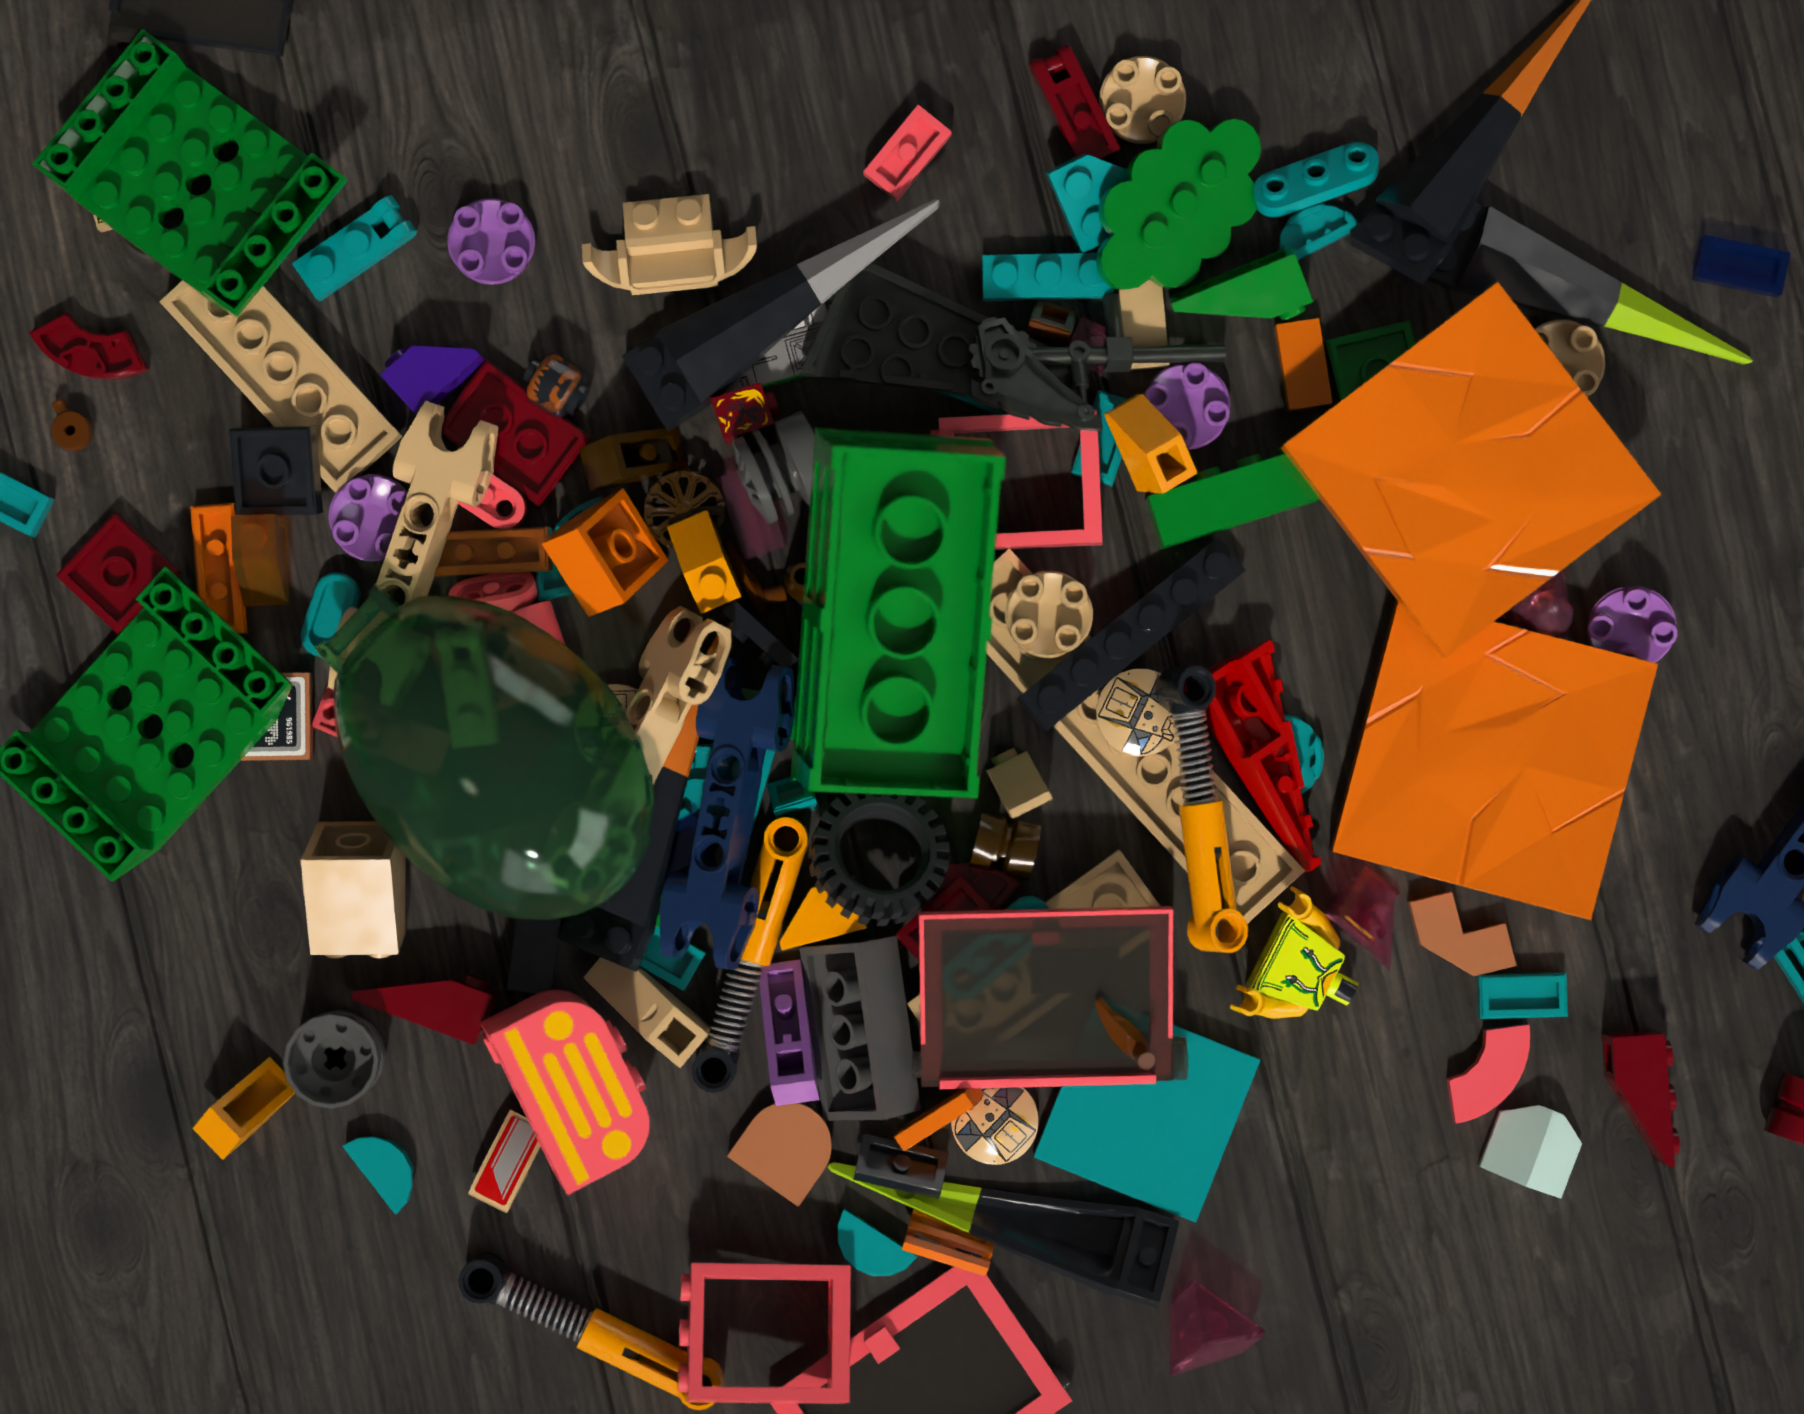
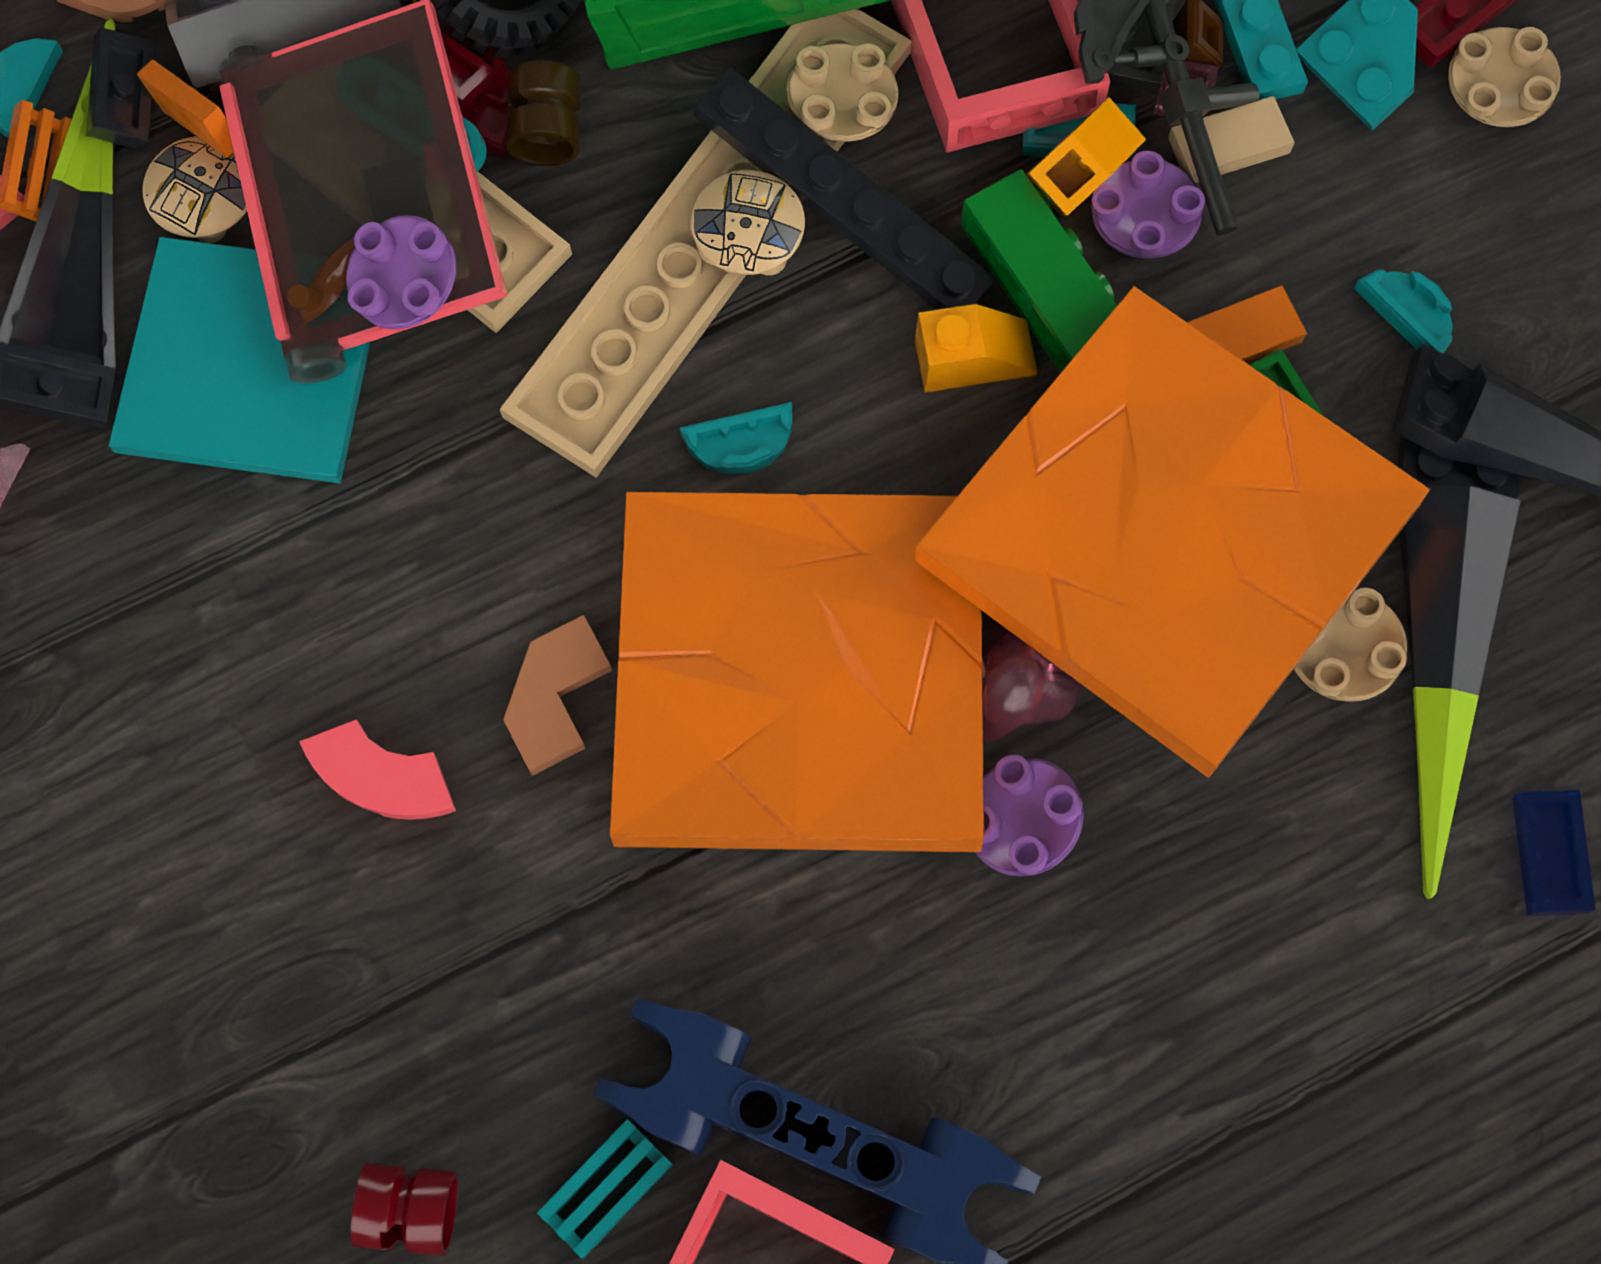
camera: 70 degrees right, 15 degrees down
(1017, 782) = (620, 109): tan slope -> none
(1141, 981) = (400, 271): none -> medium lavender dish
(1178, 204) = (1393, 131): green plate -> none
(1202, 814) = (635, 309): piece -> none
(1256, 289) = (1323, 250): green slope -> none
(1261, 744) = (774, 359): red wedge -> none
(1273, 567) = (972, 347): none -> light orange slope
(1297, 965) = (467, 486): torso -> none
(1302, 190) = (1479, 292): teal plate -> none
(1367, 914) = (551, 564): clear pink slope -> none
(1522, 995) = (492, 793): teal tile -> none
(1532, 1148) = (282, 857): light aqua slope -> none
(1638, 1075) = (404, 969): dark red slope -> none

